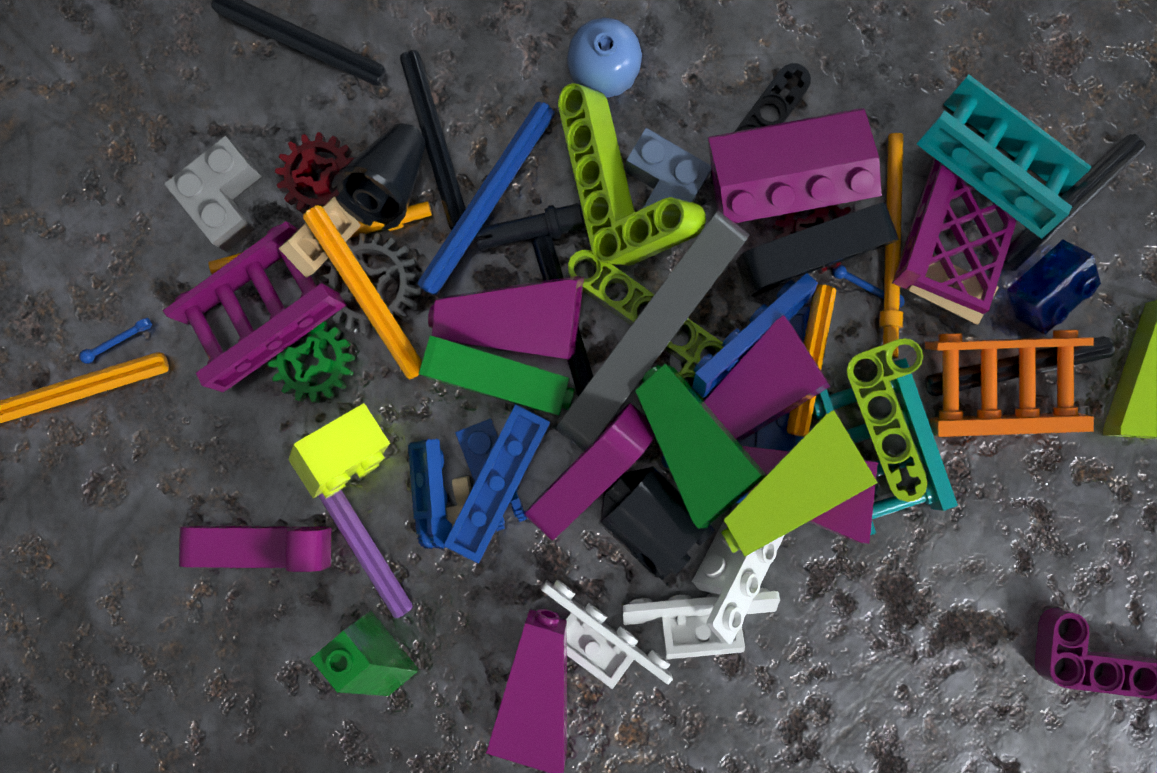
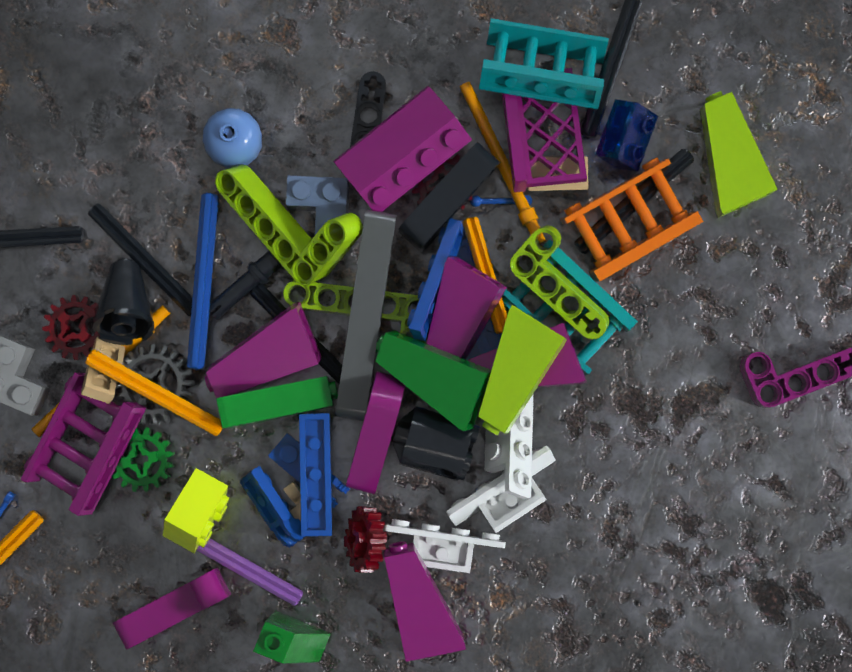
camera: 25 degrees left, 0 degrees up
(514, 588) = (365, 539): none -> dark red gear

